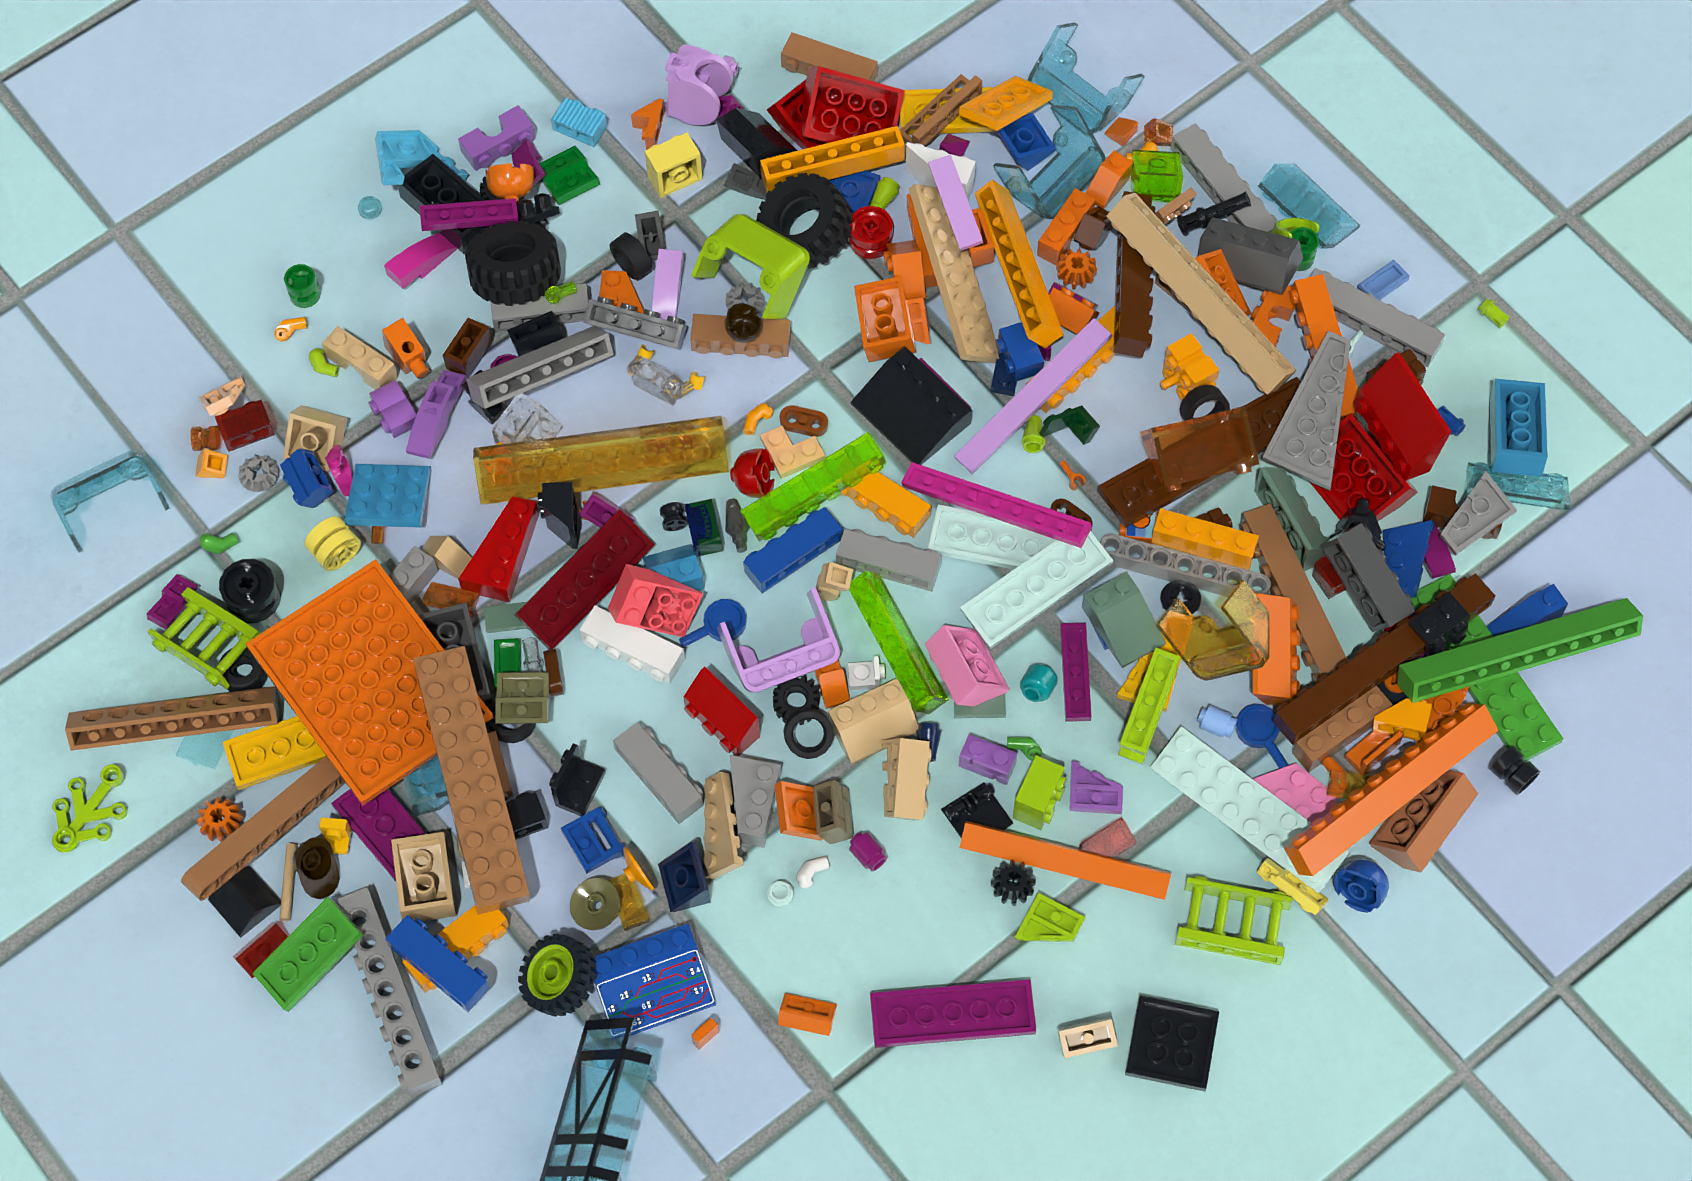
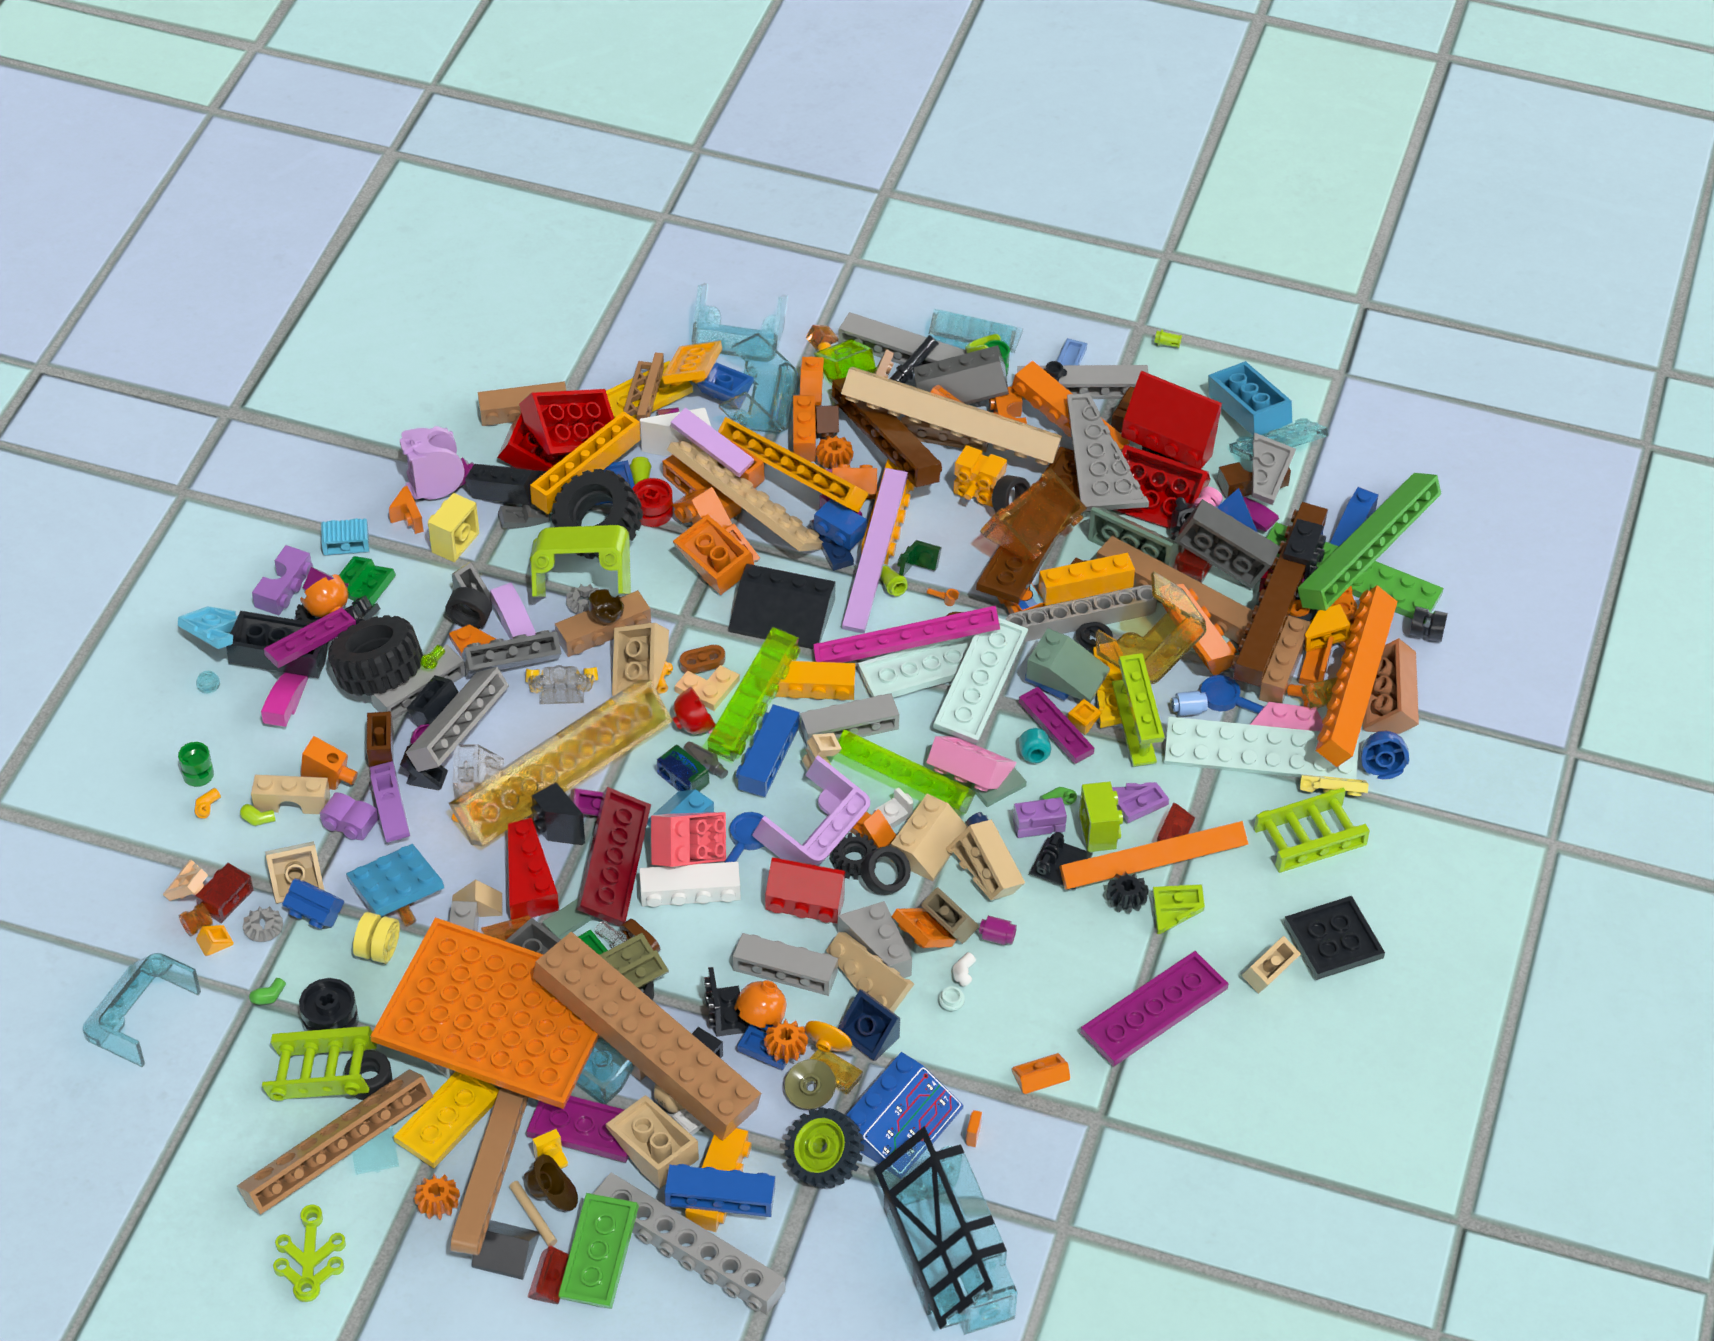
camera: 35 degrees left, 15 degrees down
(171, 602) = (261, 1059): magenta slope -> none
(343, 473) = (338, 887): dark pink helmet -> none
(589, 848) = (786, 1041): none -> orange gear
(604, 803) = (761, 1003): none -> orange cylinder
(673, 516) = (650, 777): black wheel -> none
(743, 391) = (638, 654): none -> tan slope
(1107, 677) = (1084, 716): none -> light orange slope
(1122, 130) = (792, 346): orange slope -> none
(1346, 289) = (1056, 370): none -> black plate
(1391, 518) = (1210, 495): none -> bright pink wheel

